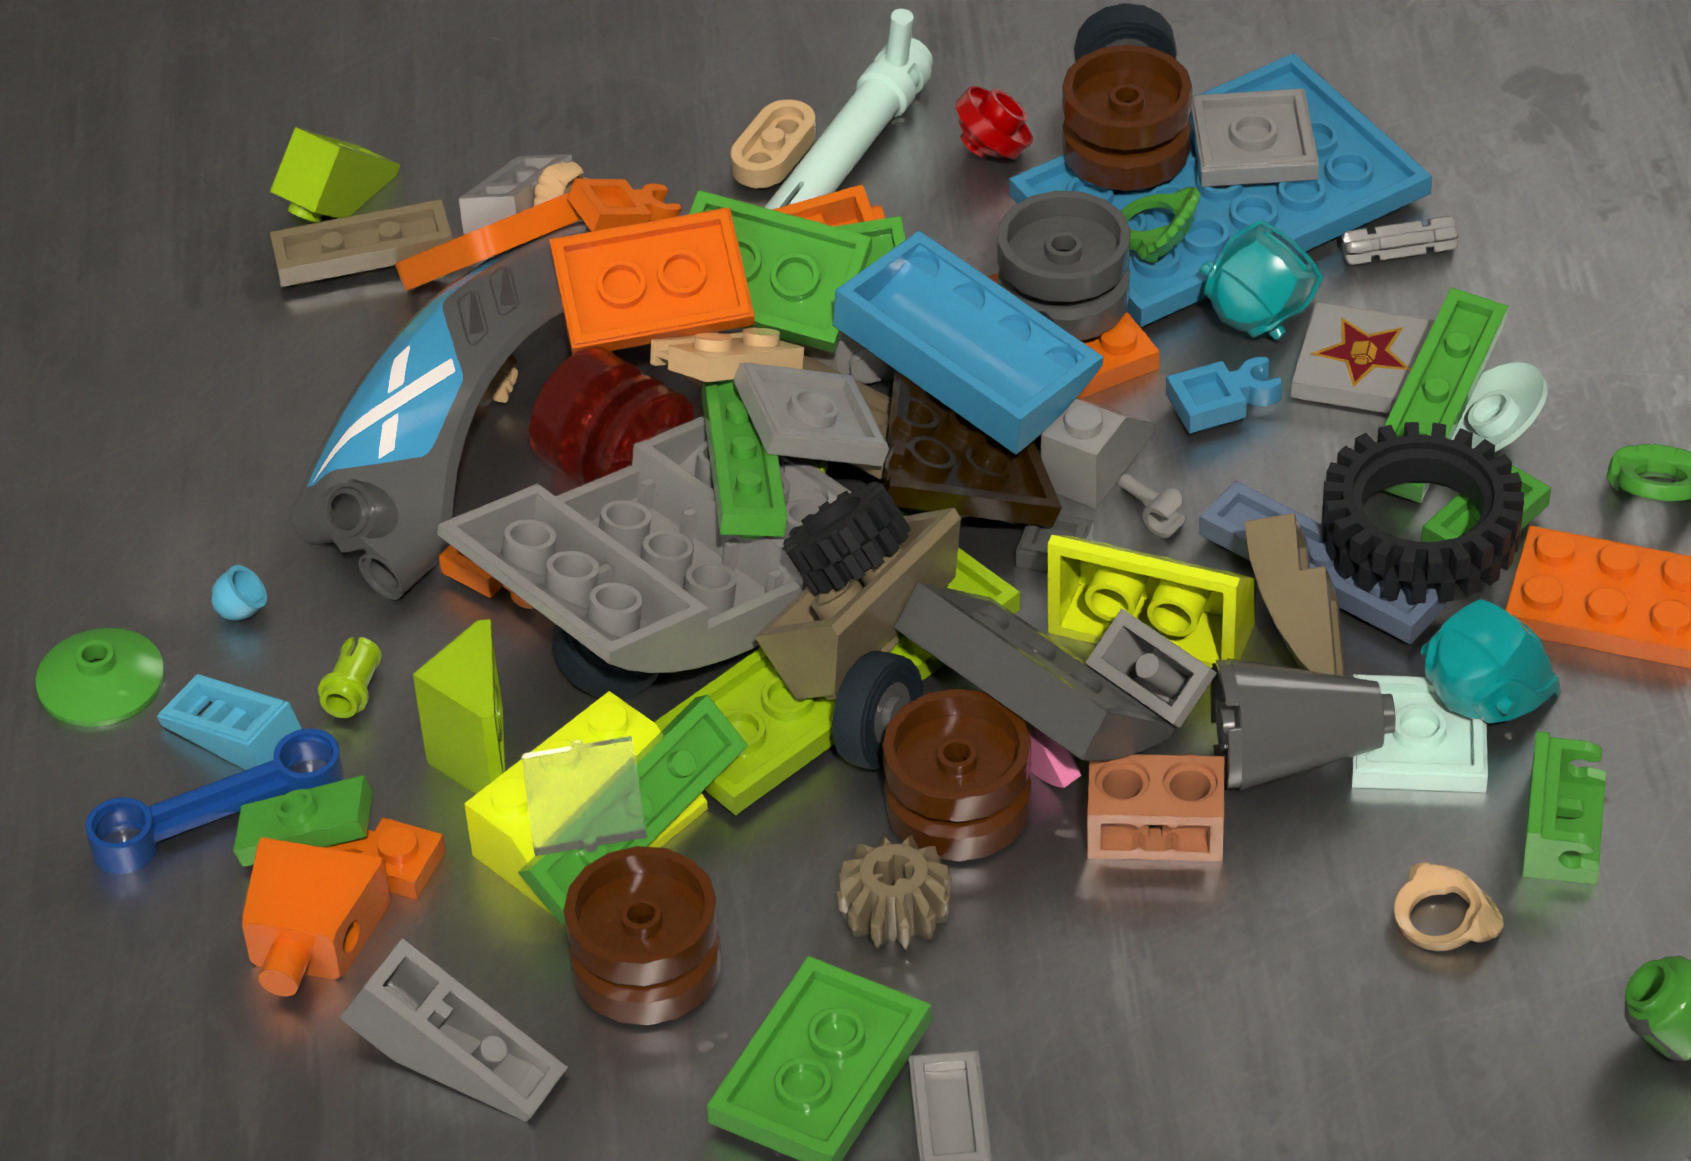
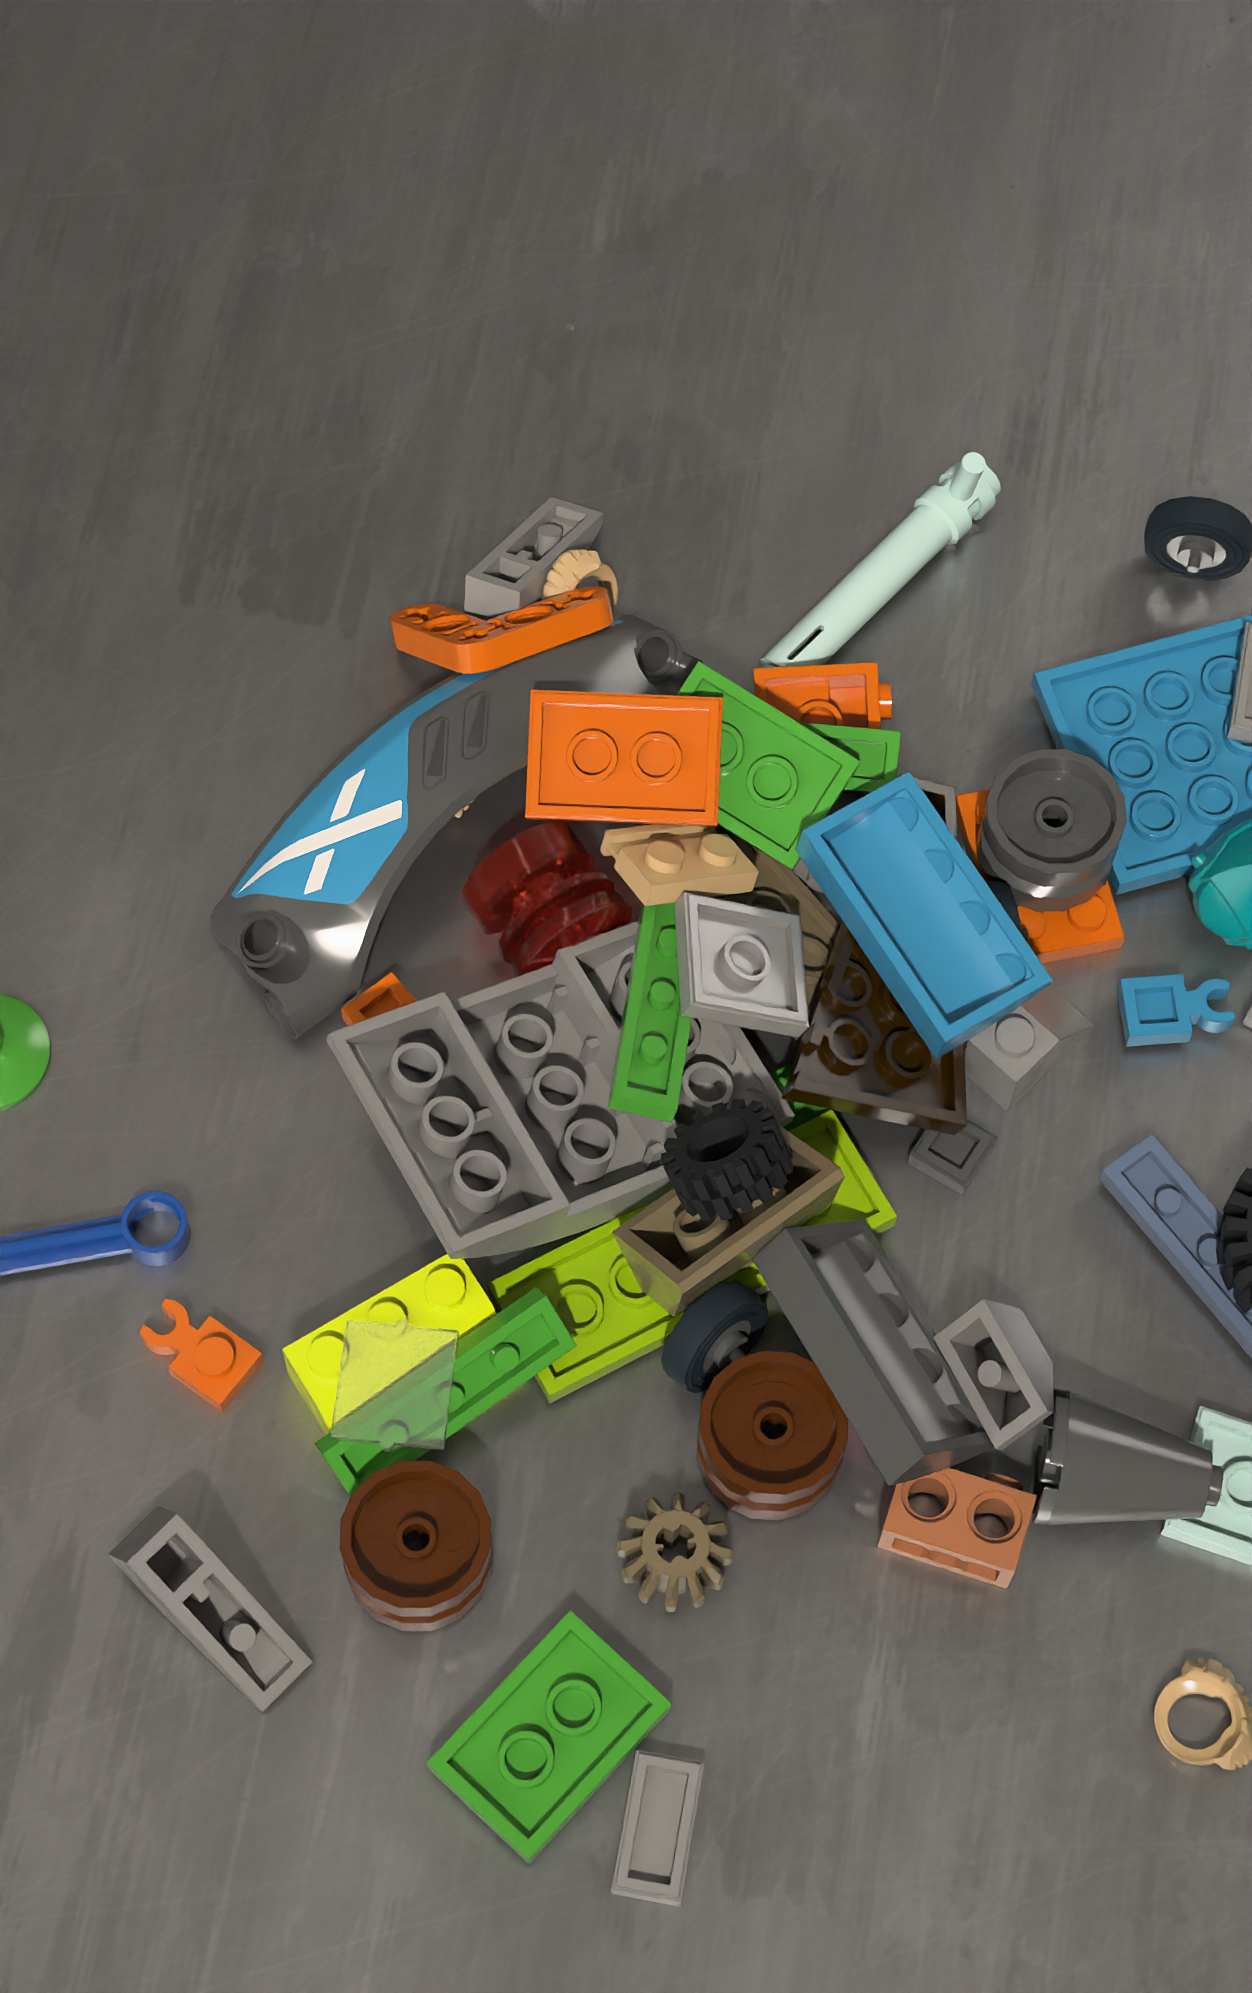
camera: 10 degrees right, 20 degrees up
(236, 727) = (120, 1178): medium azure slope -> none
(238, 594) = (141, 987): medium azure hinge -> none
(309, 816) = (132, 1303): bright green plate -> none
(310, 911) = (109, 1416): orange torso -> none
(329, 176) = (357, 481): lime slope -> none
(345, 688) = (221, 1131): lime pin -> none
(358, 242) = (365, 575): dark tan plate -> none
(463, 709) = (315, 1228): lime slope -> none
(615, 204) = (616, 642): orange plate -> none
(773, 143) = (806, 558): tan plate -> none
(993, 123) = (1038, 594): red plate -> none
(1126, 117) = (1171, 646): reddish brown wheel -> none
(1159, 241) = (1150, 808): bright green piece -> none
(1160, 510) = (1074, 1141): light grey hand -> none
(1187, 603) = (1023, 1263): neon yellow slope -> none
(1297, 596) = (1166, 1323): dark tan slope -> none

